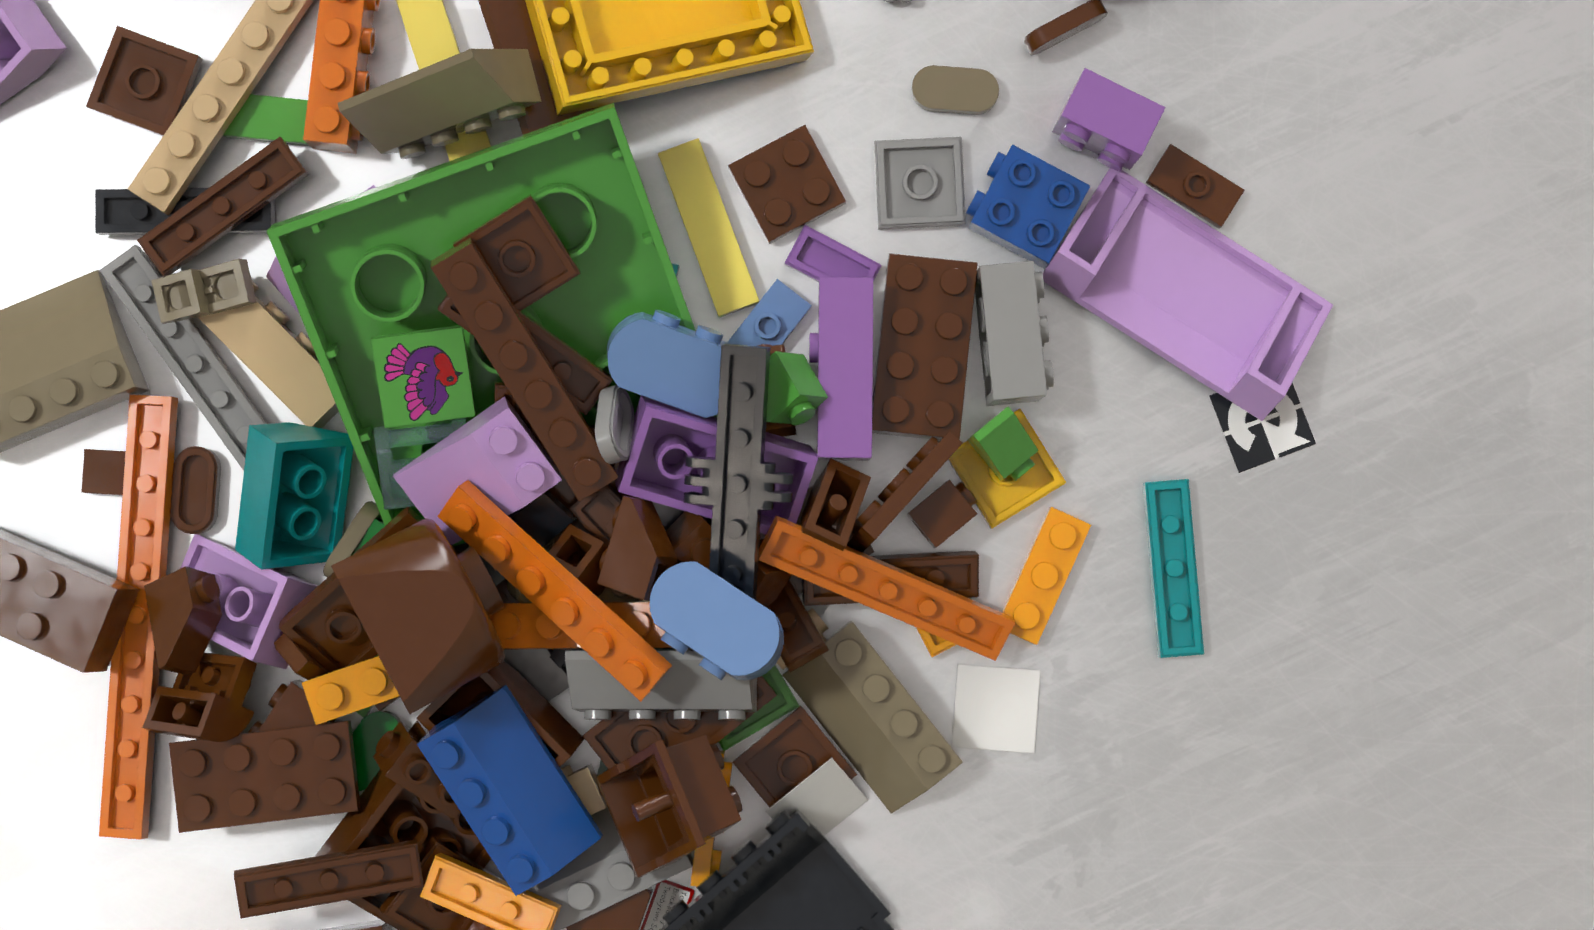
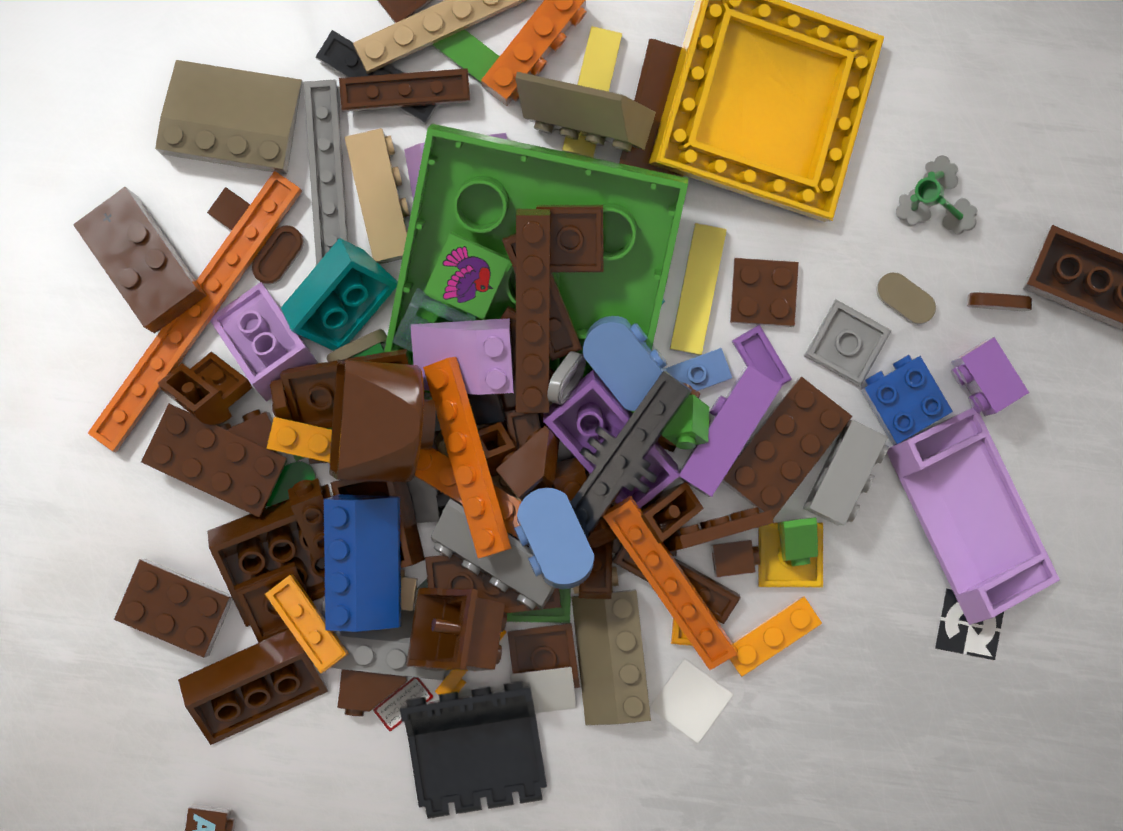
camera: 25 degrees right, 0 degrees up
(183, 617) = (224, 330): reddish brown slope -> none
(203, 291) = (361, 136): dark tan slope -> none
(328, 878) = (216, 548): reddish brown tile -> none
(1173, 568) = (856, 682): teal tile -> none
(1195, 186) = (1019, 452): reddish brown plate -> none

